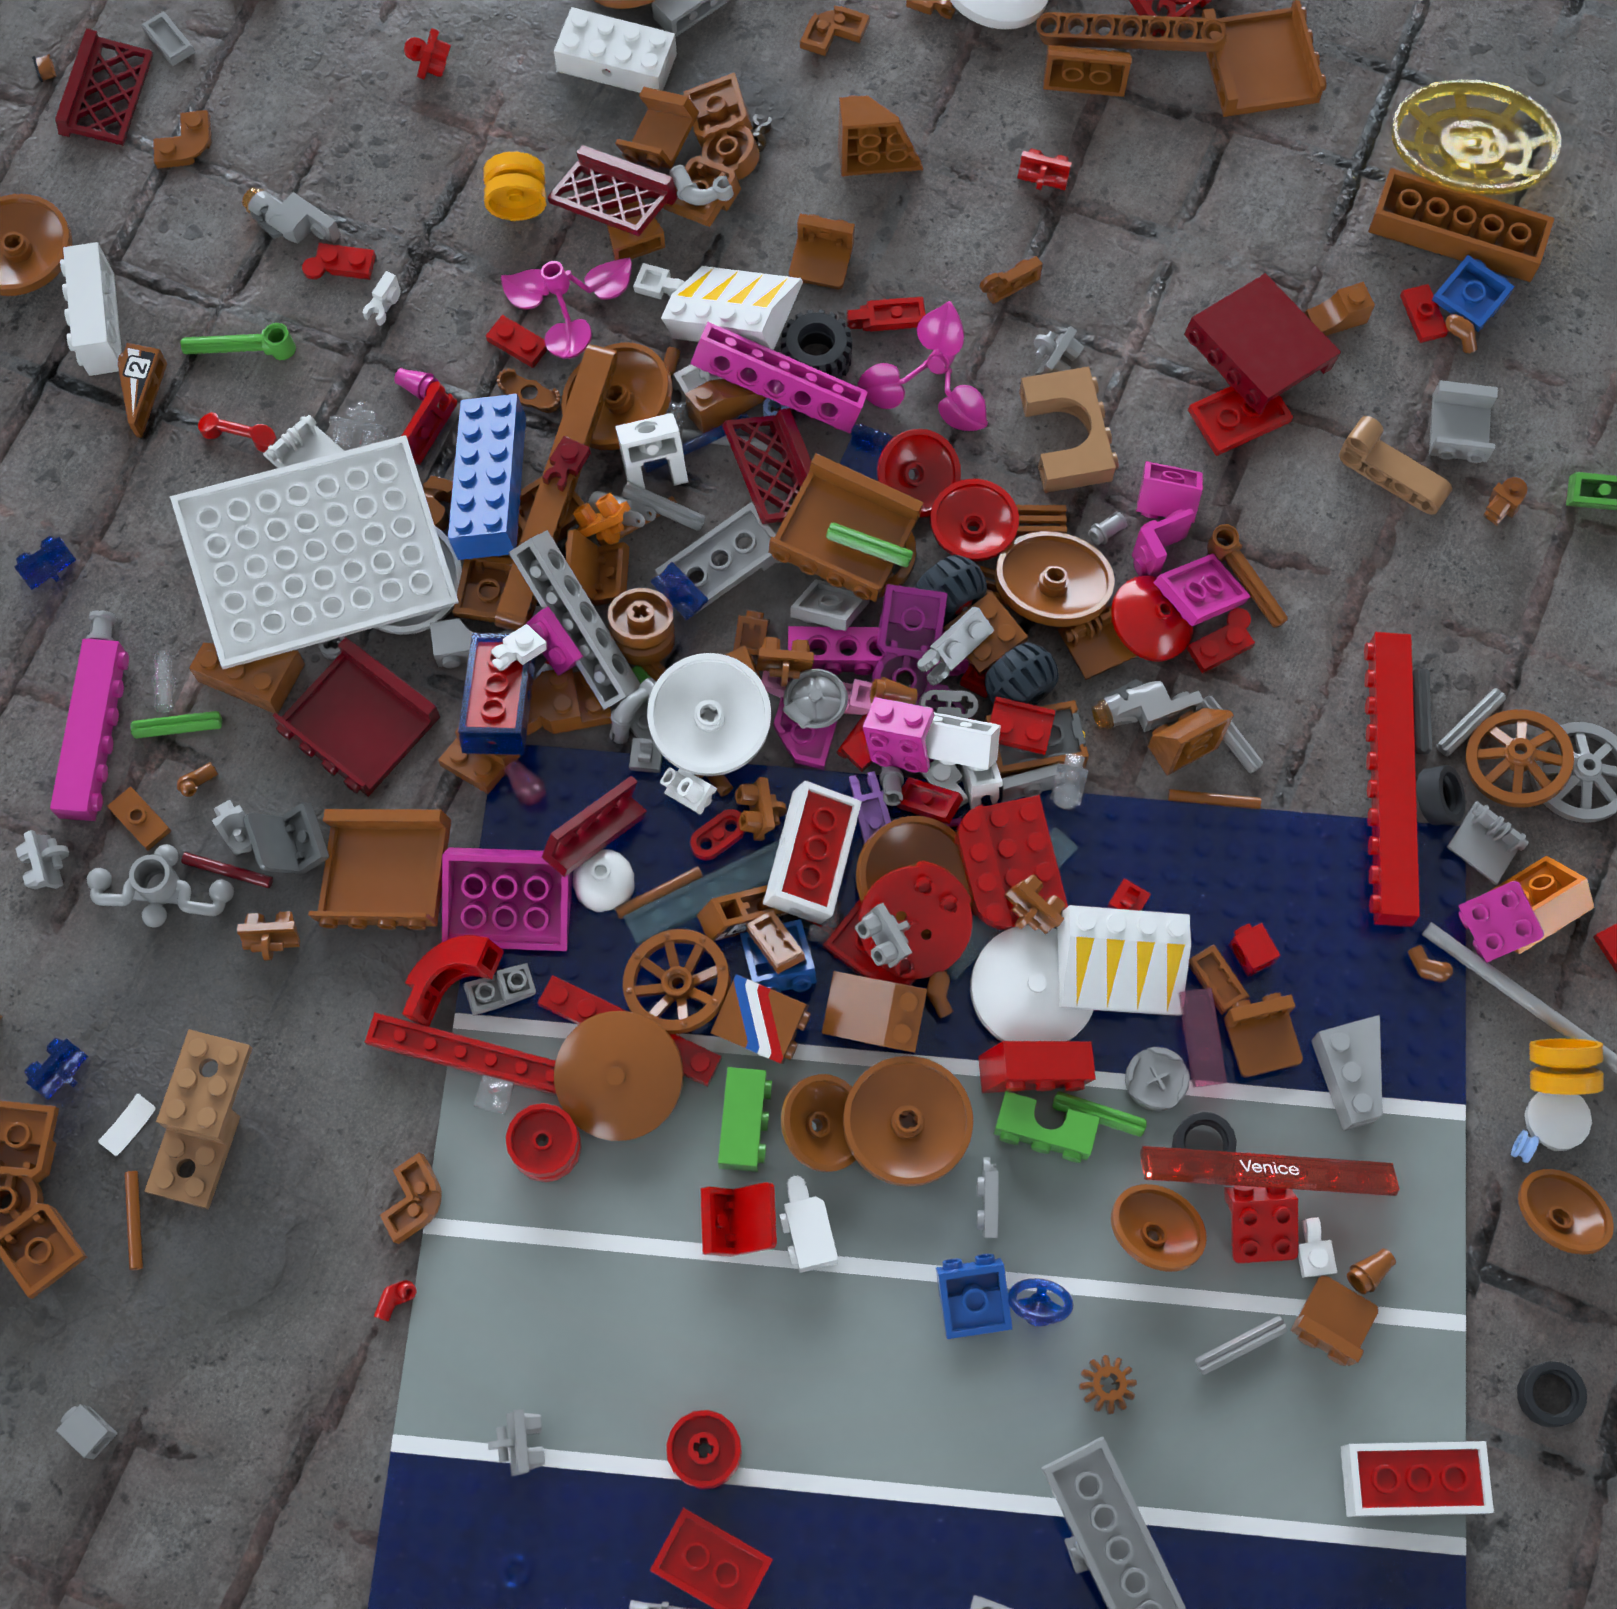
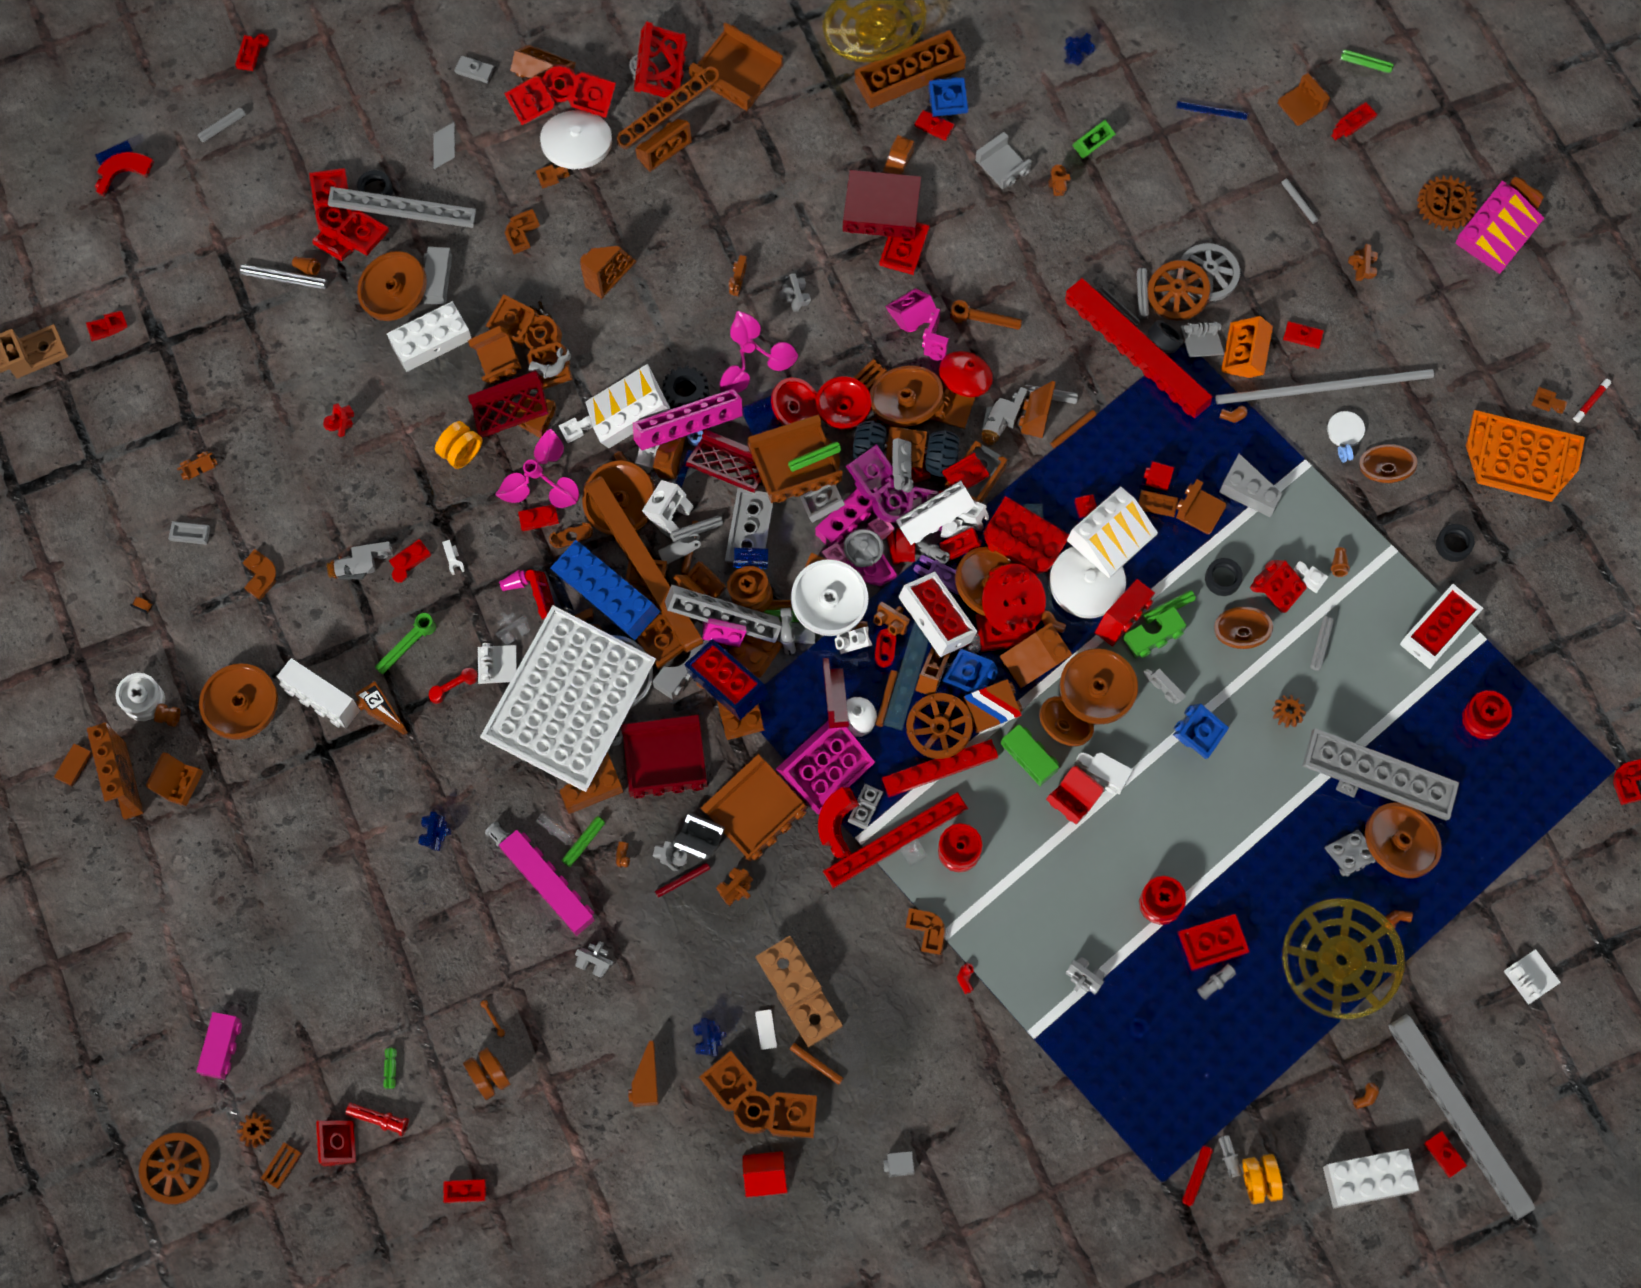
camera: 45 degrees left, 0 degrees up
(79, 87) = (172, 591): dark red fence -> none
(139, 818) = (615, 898): dark orange plate -> none
(169, 891) = (654, 926): light grey wheel -> none
(520, 645) = (715, 647): white plate -> none
(525, 784) = (777, 709): clear pink cone -> none
(566, 460) = (639, 546): dark red plate -> none
(606, 523) = (682, 559): orange hips -> none
(618, 1075) = (960, 788): dark orange dish -> none
(645, 756) = (814, 645): light grey tile -> none
(751, 631) = (799, 547): dark orange bracket -> none
(775, 941) = (964, 666): plate -> none
(784, 663) = (835, 545): dark orange hips -> none
(822, 251) = (636, 343): dark orange bracket -> none
(886, 934) = (1012, 616): light grey hips -> none
(887, 314) = (699, 344): red hinge -> none
(892, 690) = (897, 512): dark orange cone -> none
(898, 734) = (921, 526): dark pink bracket -> none
(951, 696) = (922, 491): light grey beam -> none
(1027, 783) = (994, 494): light grey plate -> none
(1033, 908) = (1057, 545): dark orange hips -> none
(1039, 1308) = (1230, 707): clear blue piece -> none
(1044, 169) = (696, 210): red hips -> none
(1069, 782) = (1011, 478): clear hips -> none
(1075, 394) = (826, 303): medium nougat arch -> none
(1102, 532) = (902, 352): light grey pin -> none
(1157, 1079) = (1176, 569): light grey tile -> none
(1202, 589) = (975, 341): dark pink plate -> none
(1202, 1037) = (1177, 533): clear pink tile -> none
(1224, 642) = (1005, 356): red hinge -> none
(1268, 1171) = (1261, 561): clear red tile -> none
(1335, 1321) = (1347, 596): dark orange bracket -> none
(1392, 469) = (996, 210): medium nougat beam -> none
(1464, 330) = (960, 117): dark orange arm -> none
(1500, 921) = (1245, 367): dark pink bracket -> none
(1566, 1066) = (1330, 403): light orange wheel -> none

